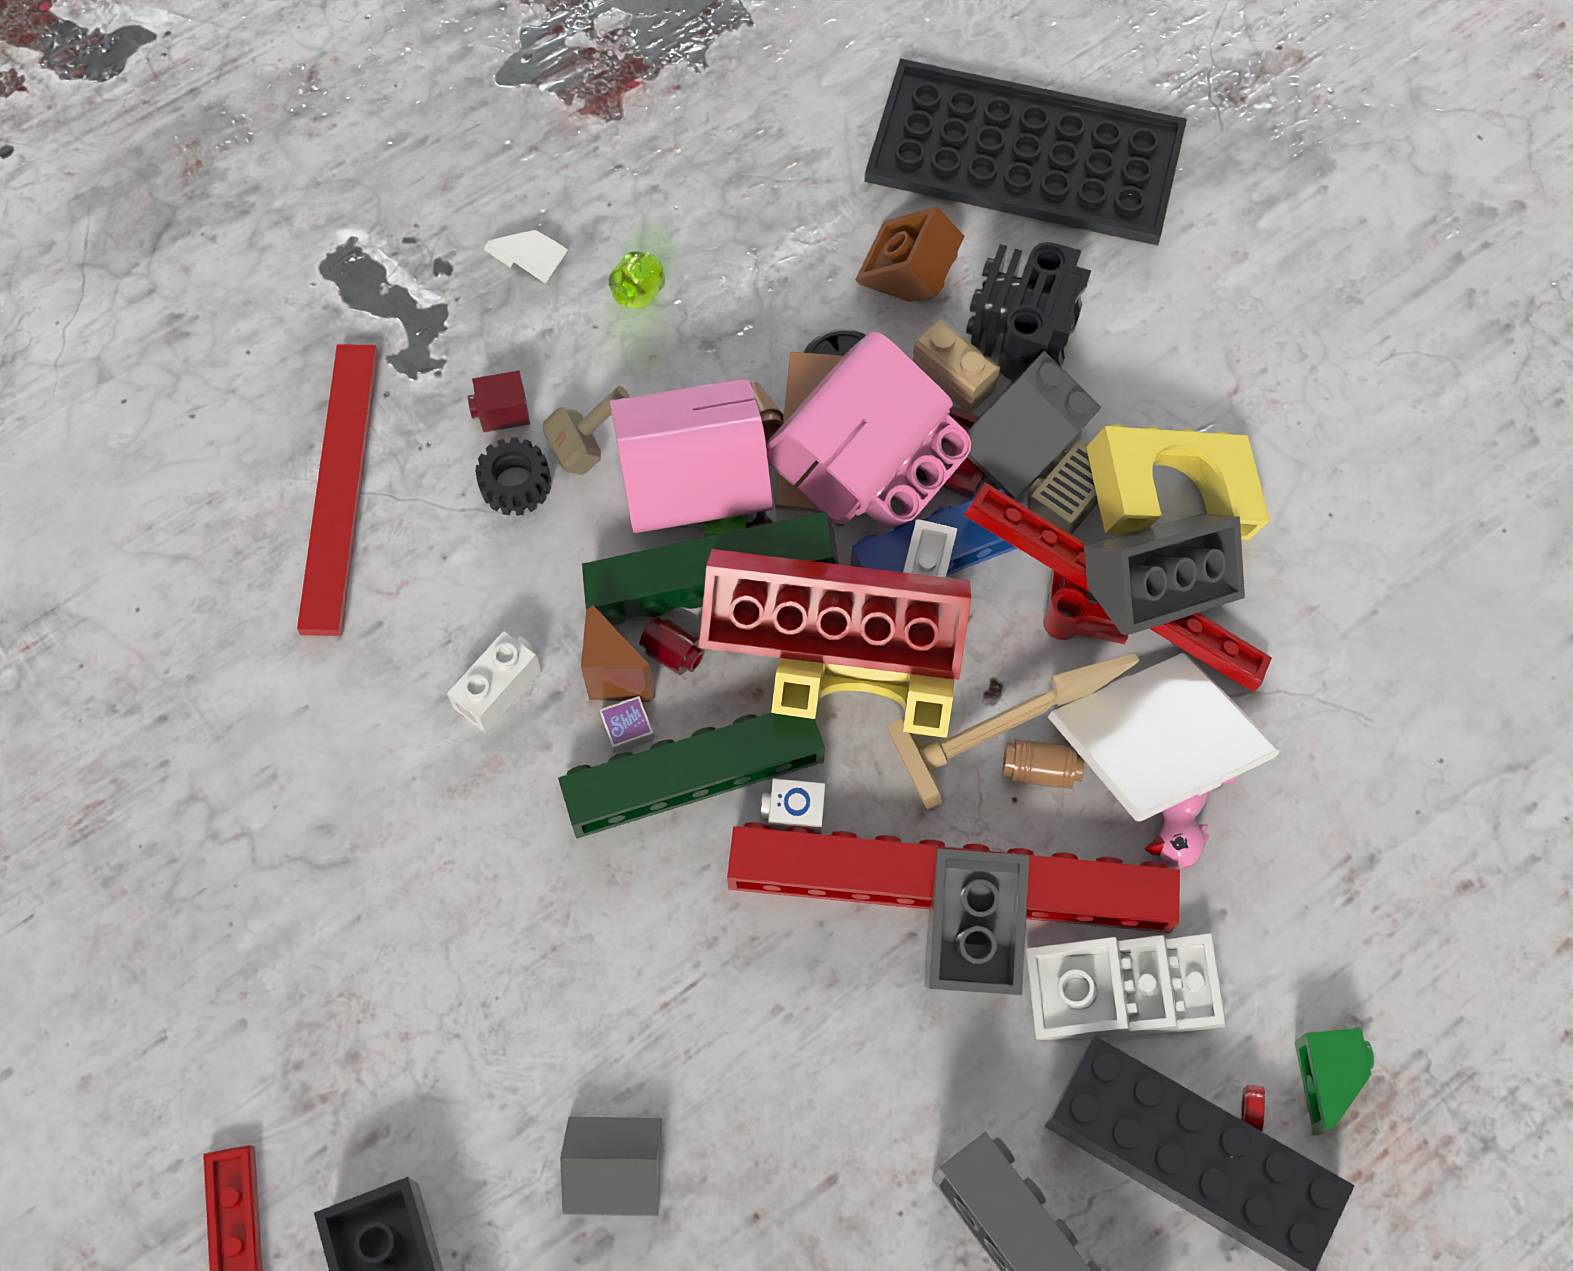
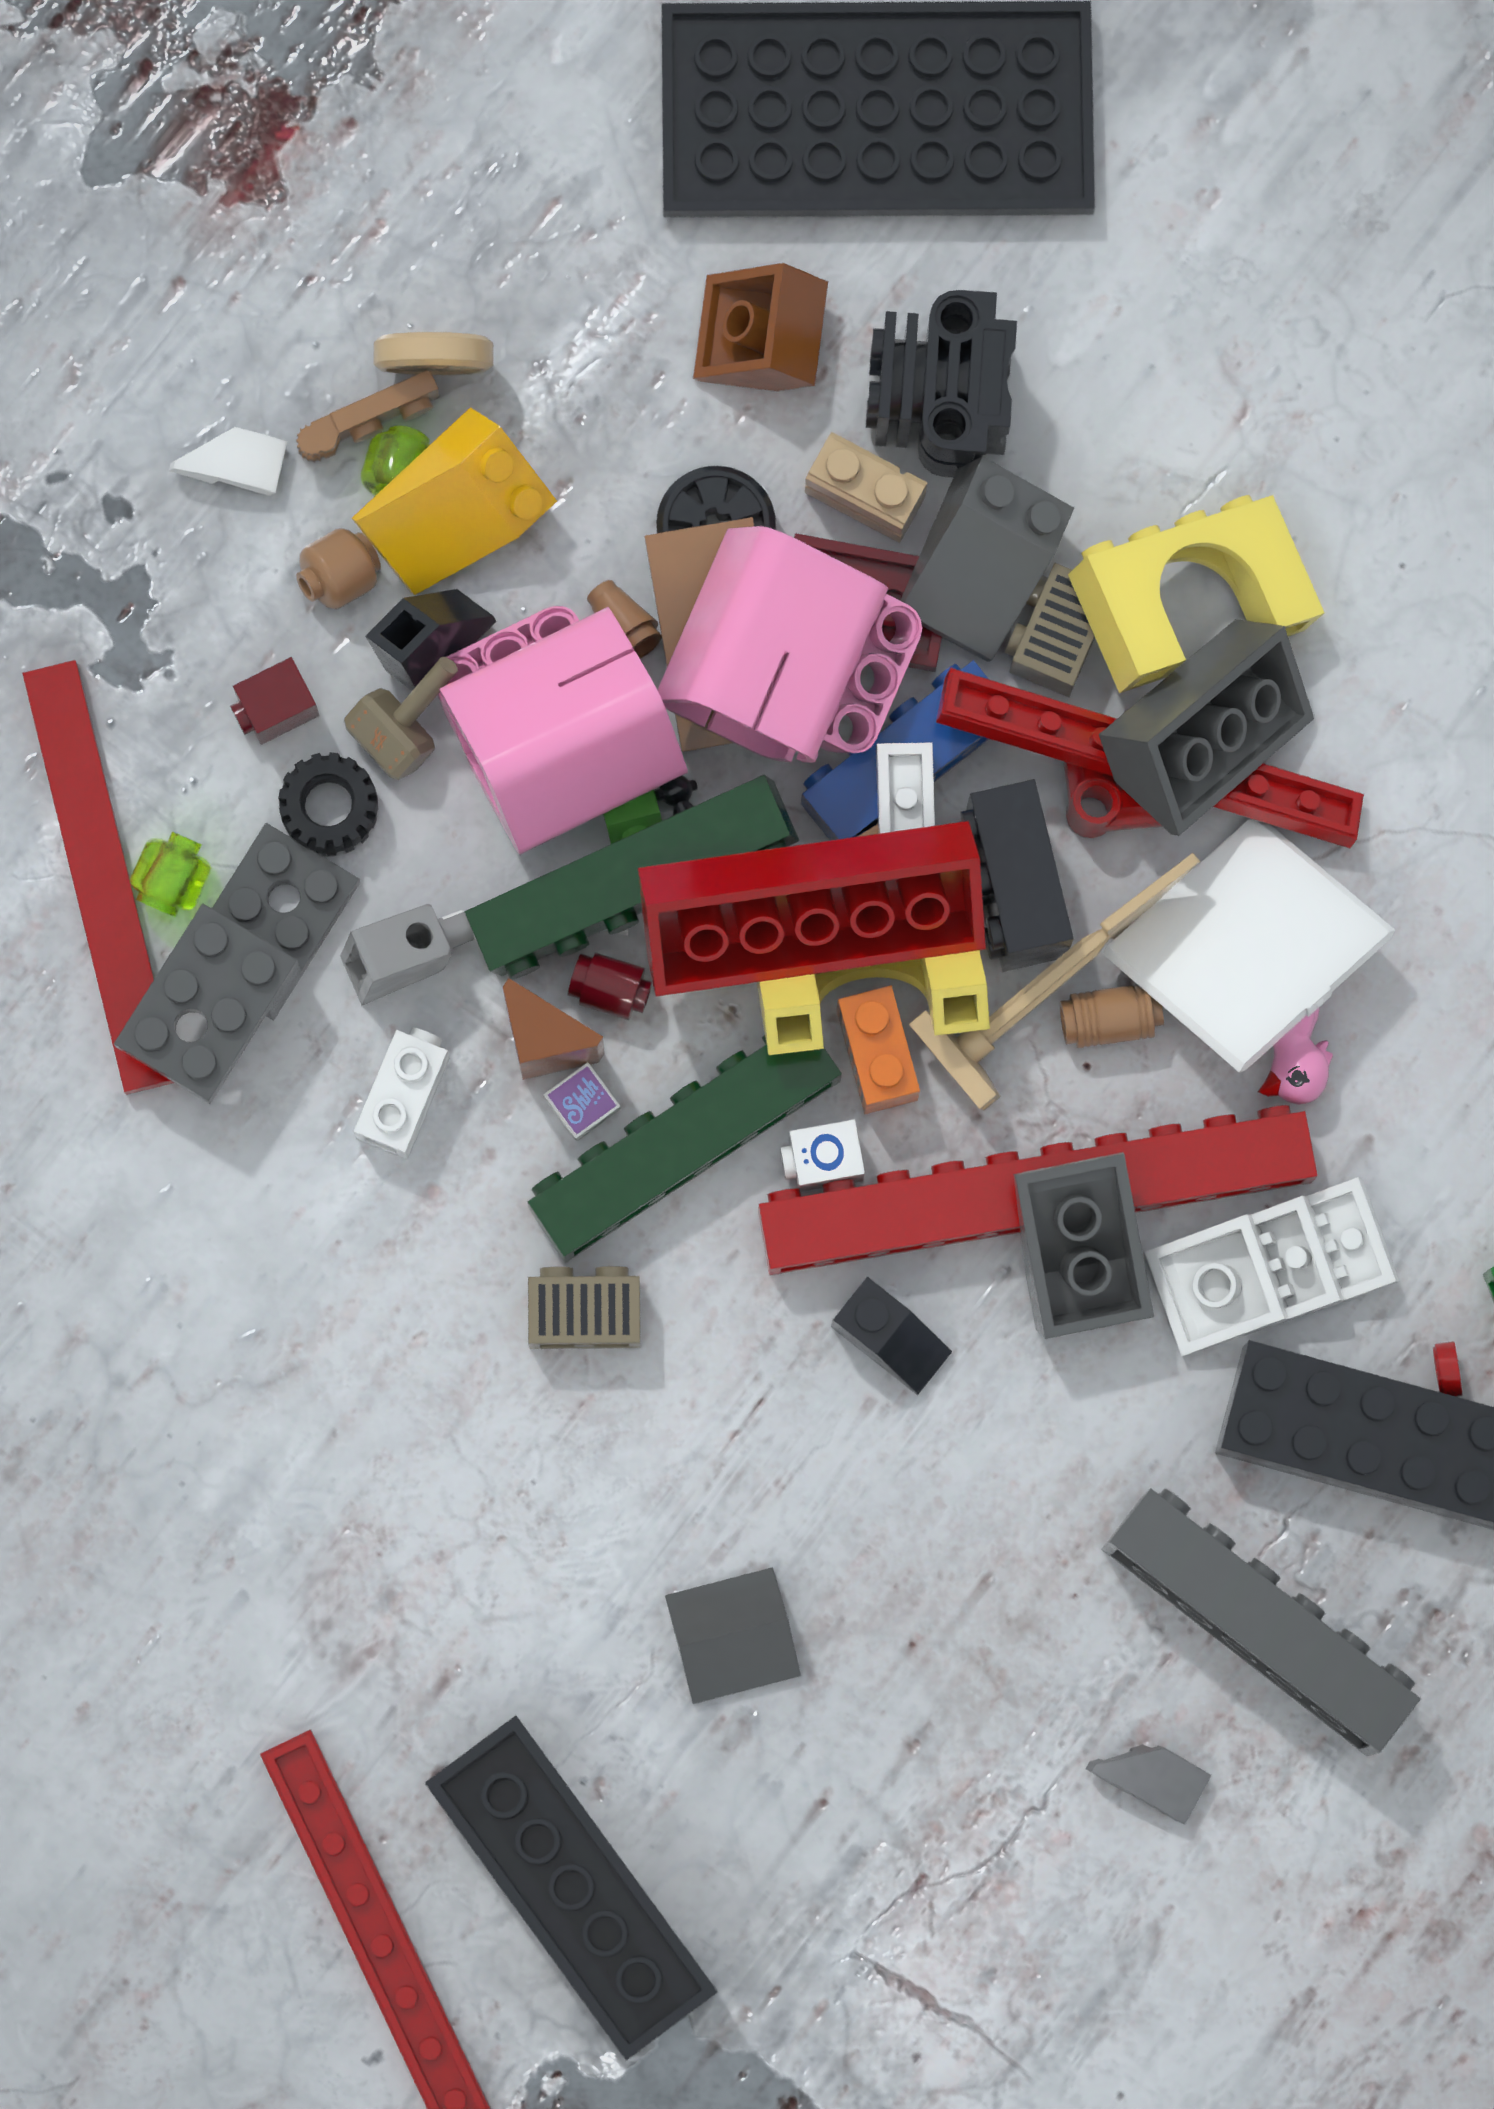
camera: 20 degrees left, 15 degrees up
(385, 491) = (170, 874): none -> clear neon green head
(405, 560) = (237, 963): none -> dark grey bracket
(528, 580) = (384, 961): none -> light grey torso
(573, 330) = (338, 568): none -> medium nougat head
(576, 873) = (584, 1309): none -> dark tan brick
(608, 370) = (426, 629): none -> black slope
(611, 245) = (364, 417): none -> medium nougat hinge
(664, 304) = (454, 503): none -> yellow slope
(682, 212) = (433, 351): none -> tan wheel
(807, 957) = (891, 1336): none -> black slope
(858, 741) = (878, 1049): none -> orange brick
(996, 641) = (1018, 877): none -> black brick

